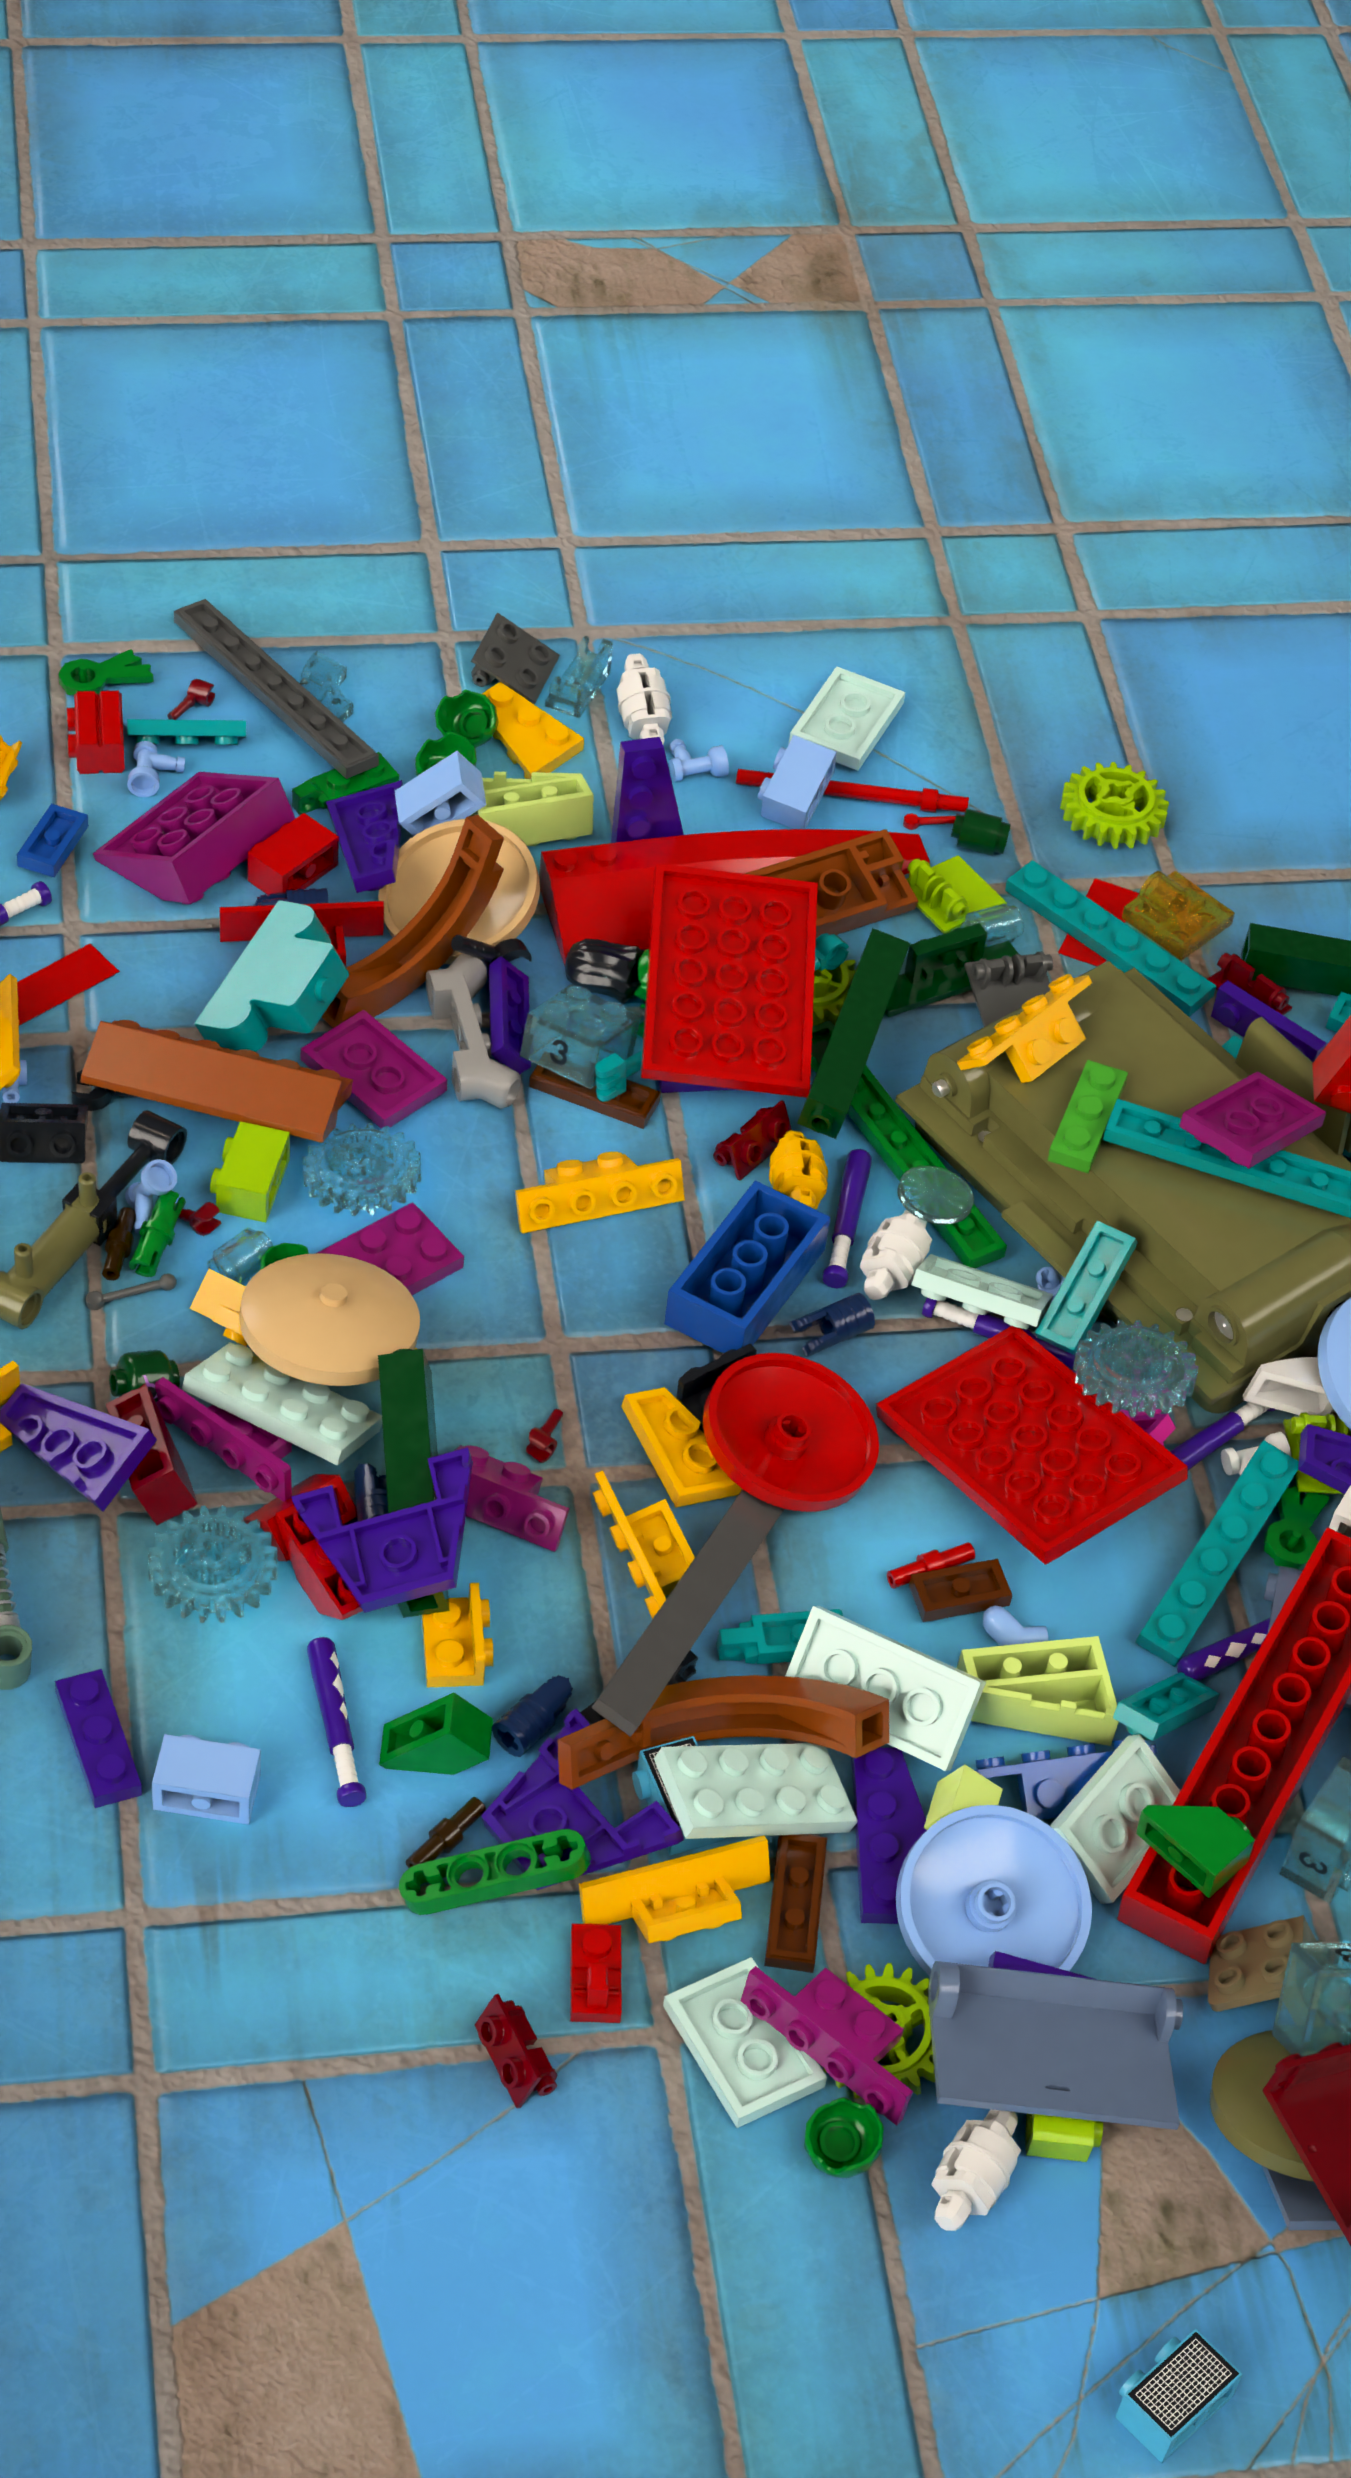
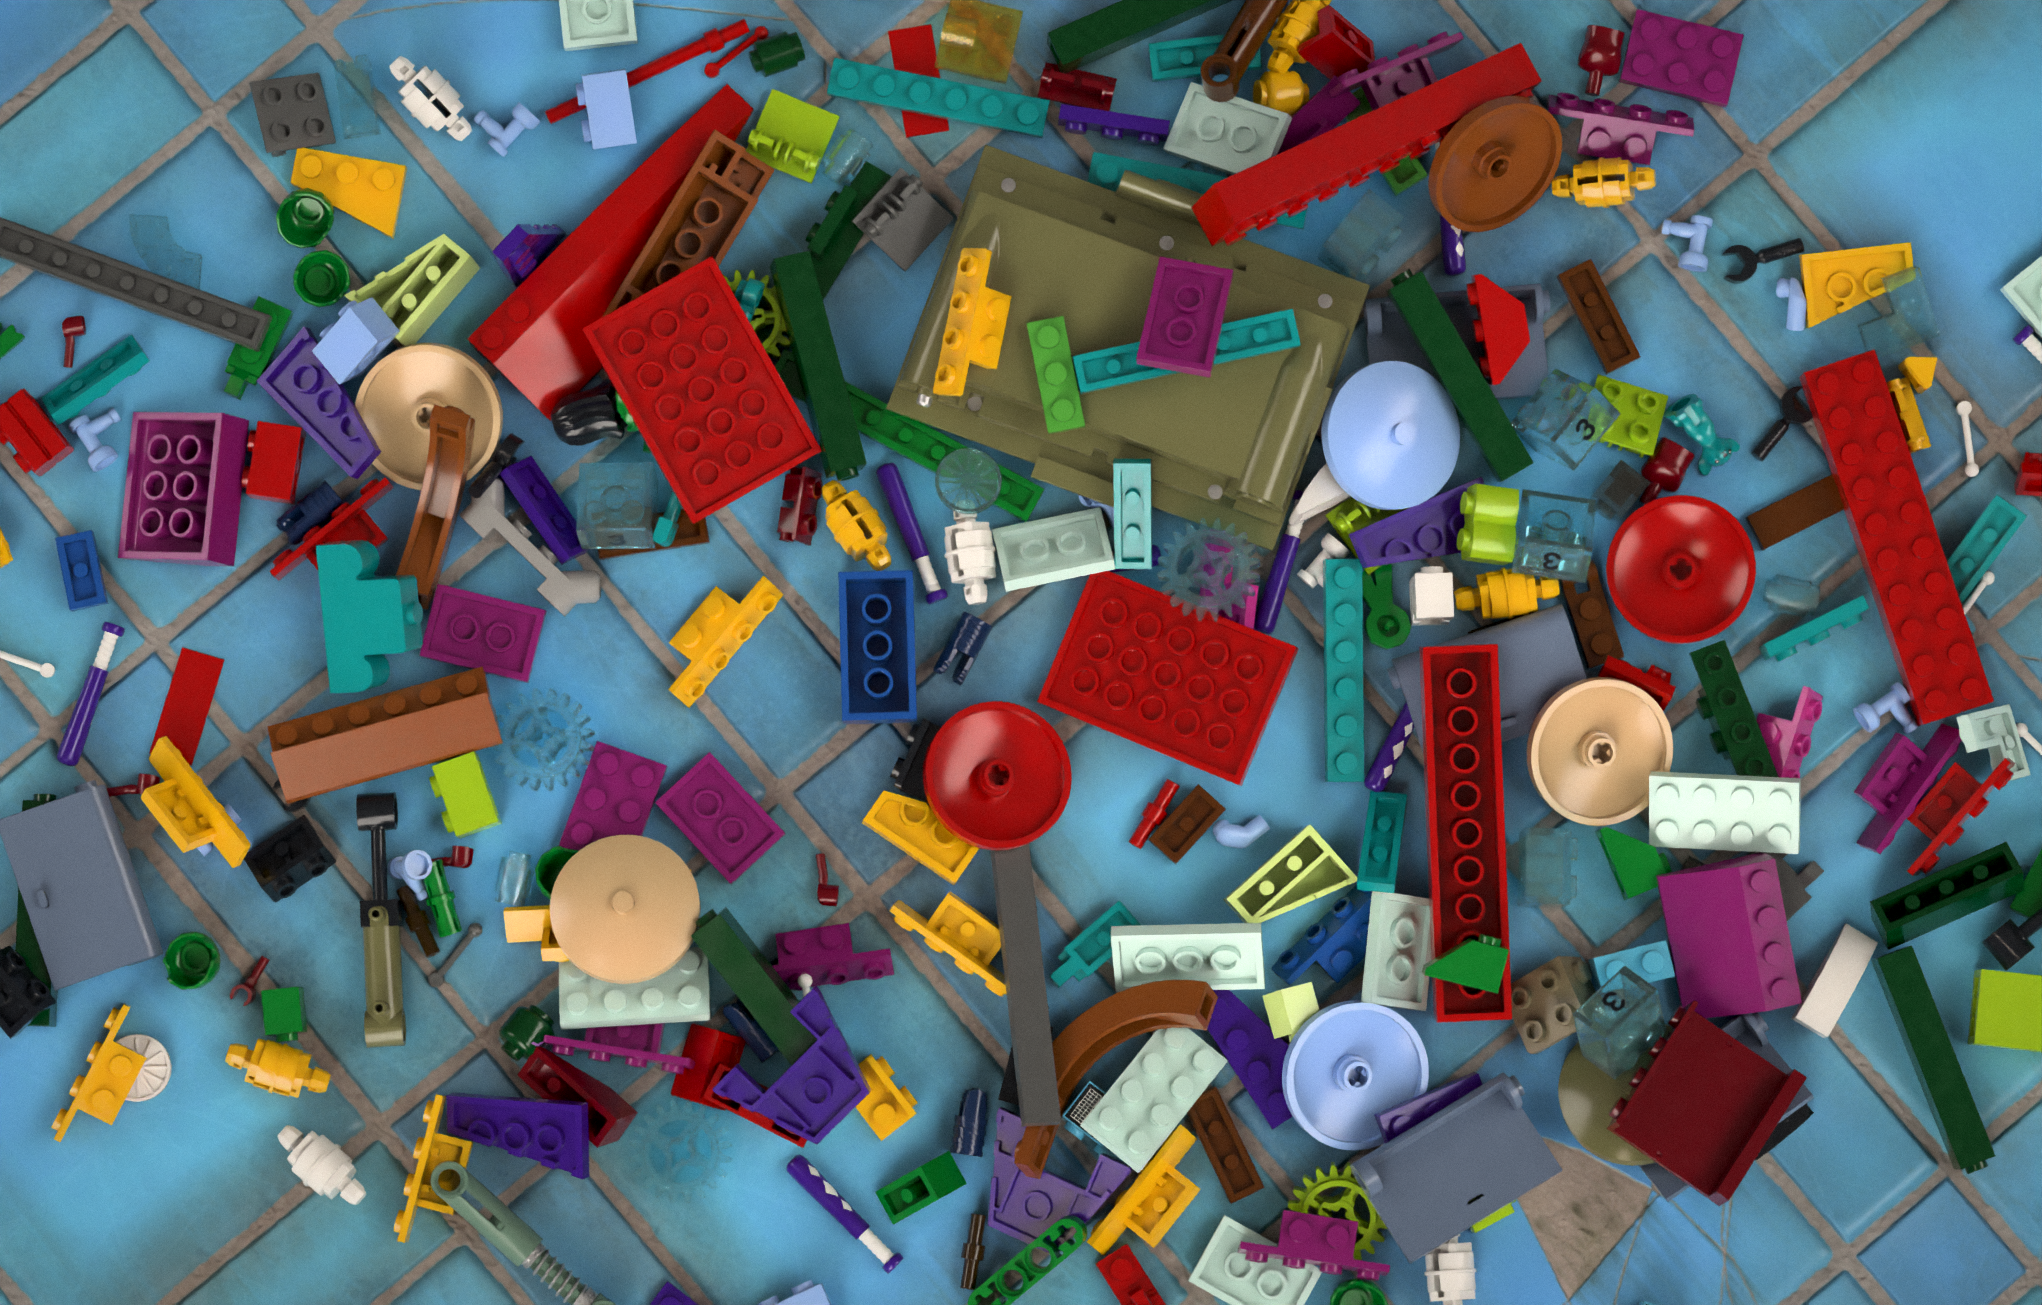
camera: 30 degrees left, 35 degrees up
(482, 1324) = (720, 818): none -> magenta plate

